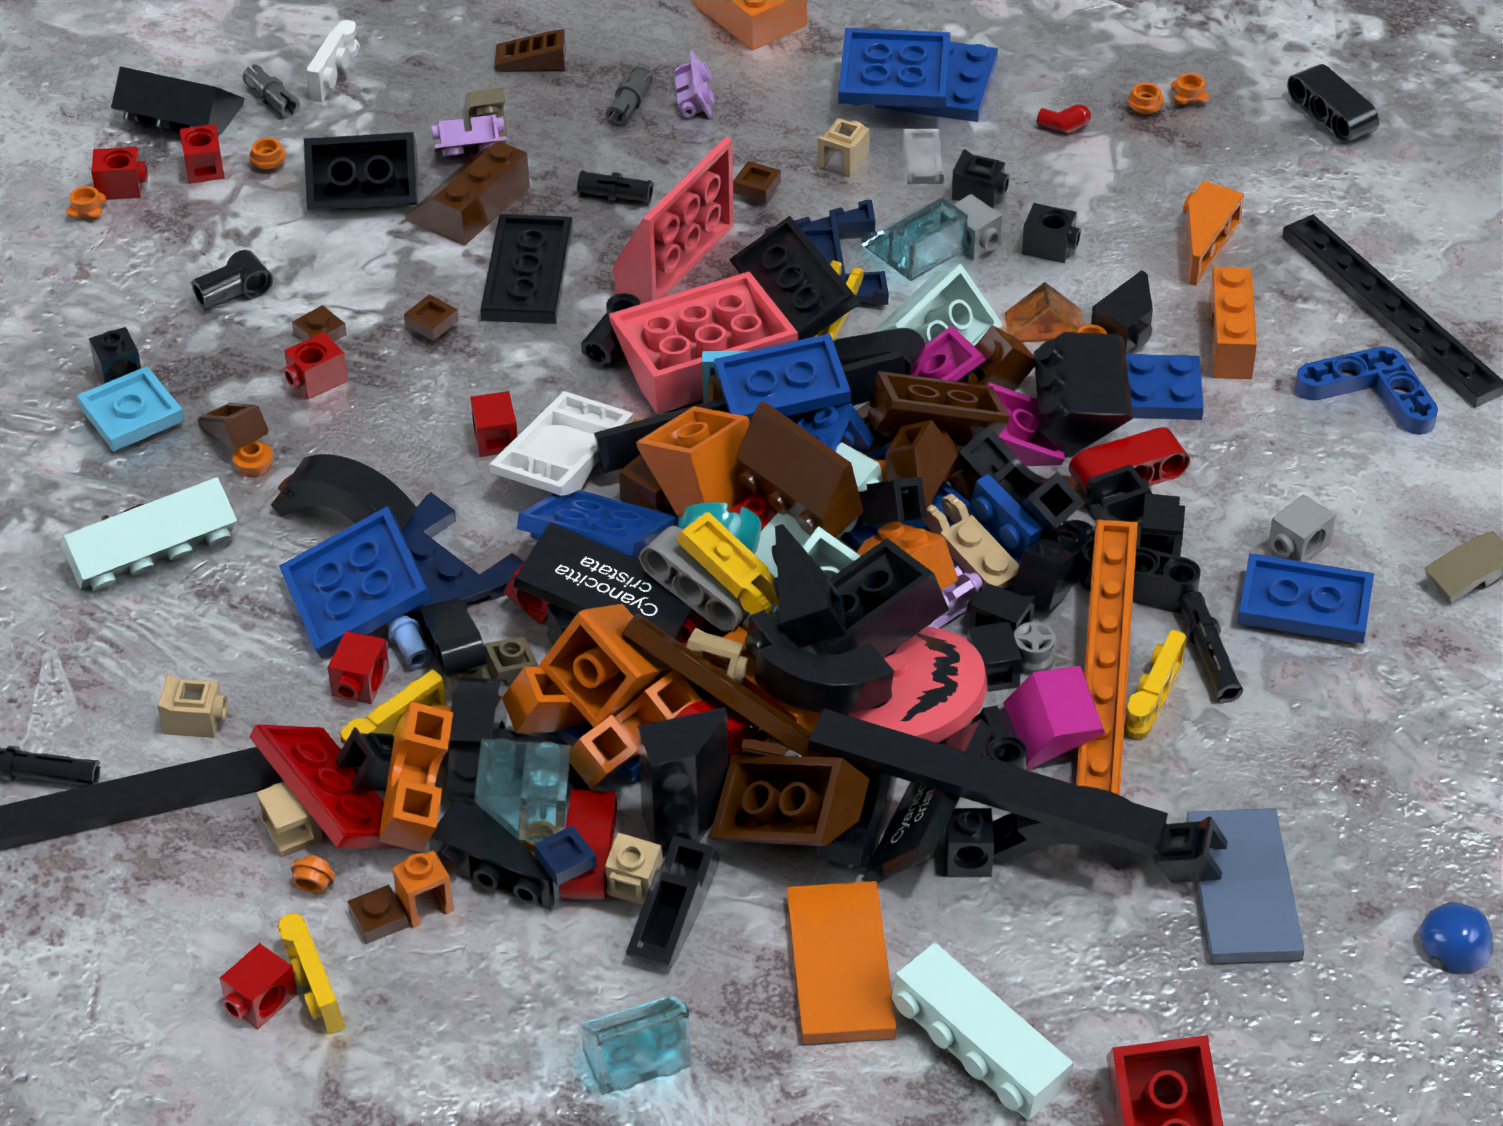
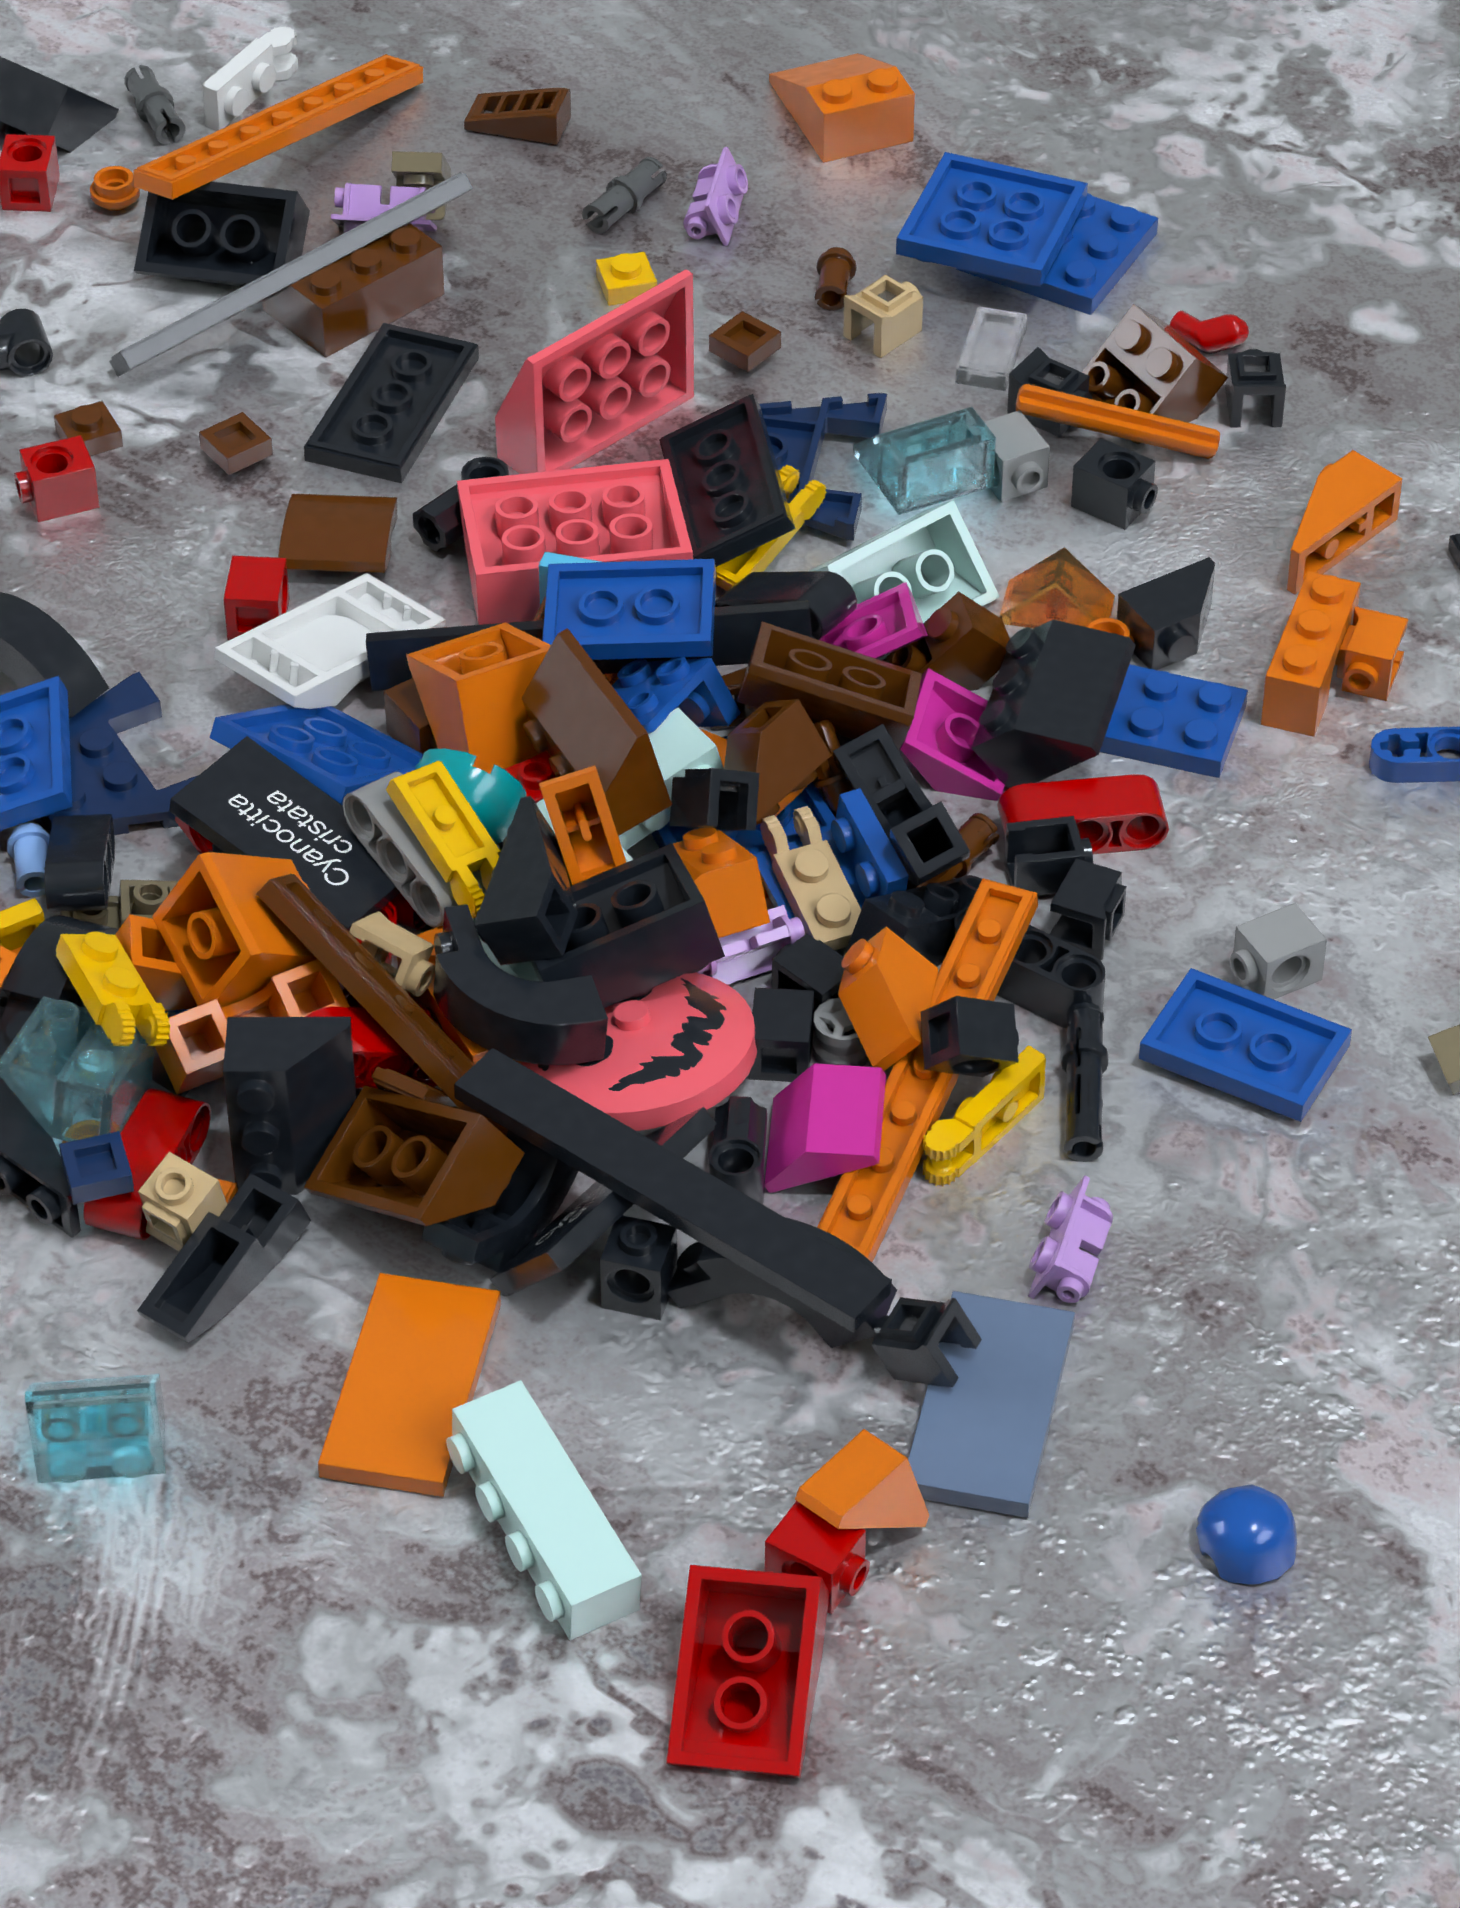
camera: 15 degrees right, 0 degrees up
(373, 90) = (277, 127): none -> orange tile
(424, 192) = (289, 274): none -> tile
(531, 366) = (338, 532): none -> reddish brown slope
(534, 723) = (112, 988): none -> yellow hinge
(615, 187) = (549, 313): black pin -> none
(654, 153) = (624, 277): none -> yellow plate
(797, 123) = (835, 271): none -> reddish brown pin
(823, 535) = (582, 824): none -> orange slope
(1036, 189) = (1117, 421): none -> orange axle
(1043, 156) = (1152, 370): none -> reddish brown slope
(1065, 615) = (884, 993): none -> orange slope
(1111, 142) = (1255, 374): none -> black window
(1137, 631) = (969, 1036): none -> black brick
(1145, 98) = (1335, 323): orange plate -> none
(1179, 1014) = (814, 1547): none -> red brick
(1189, 89) = (1404, 322): orange plate -> none
(1200, 963) = (865, 1488): none -> orange slope
(1249, 761) = (1058, 1259): none -> lavender hinge
(1272, 314) = (1371, 654): none -> orange window

